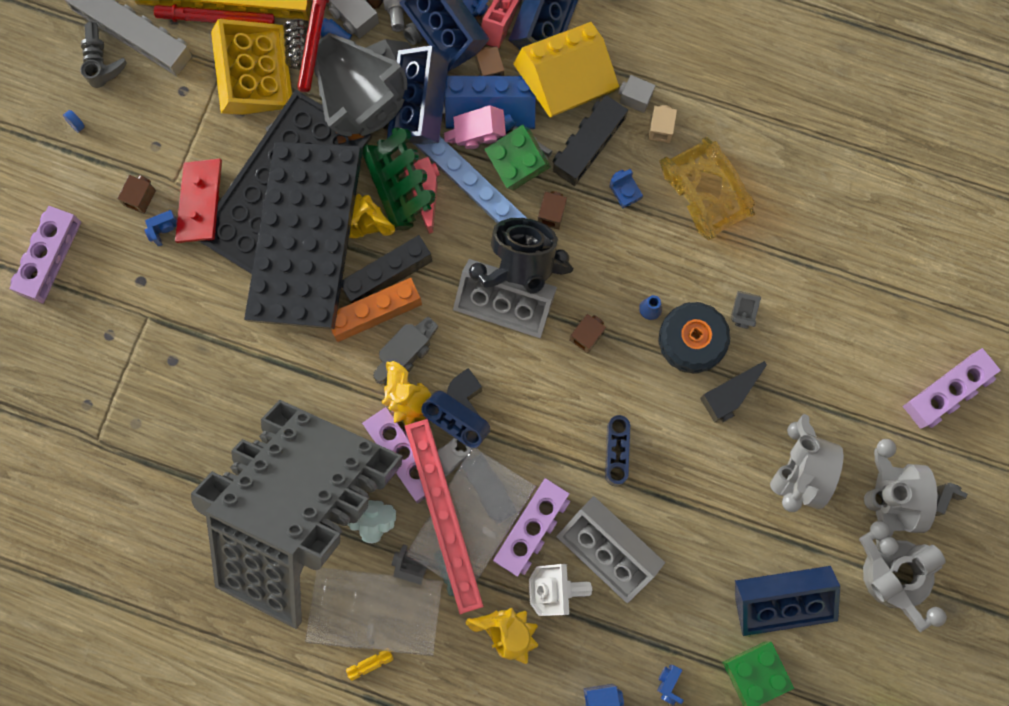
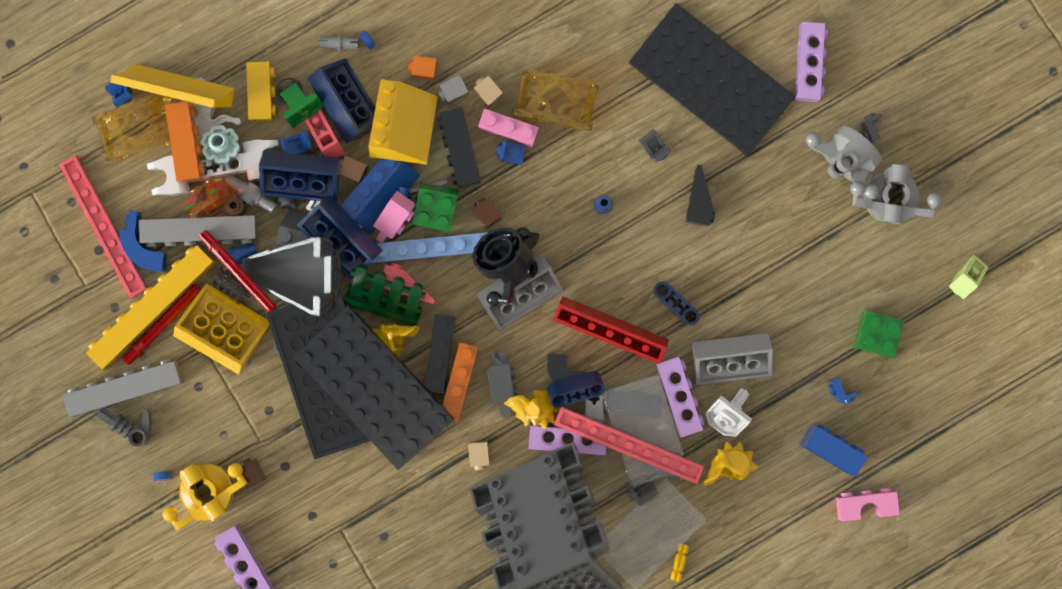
camera: 50 degrees left, 10 degrees up
(102, 176) = (221, 488): none -> yellow piece
(158, 224) = (287, 471): blue bracket -> none
(198, 201) = (289, 436): piece -> none
(319, 383) = (479, 455): none -> tan brick
(375, 521) = (599, 486): light aqua plant -> none
(540, 408) = (611, 330): none -> red brick
(588, 333) = (586, 258): reddish brown brick -> none
(633, 53) = (423, 67): none -> orange brick
(650, 176) = (508, 127): none -> bright pink arch
(694, 337) = (645, 194): black wheel -> none
(787, 600) = (850, 278): dark blue slope -> none
(811, 470) = (788, 198): light grey piece -> none
(852, 314) = (711, 79): none -> black plate

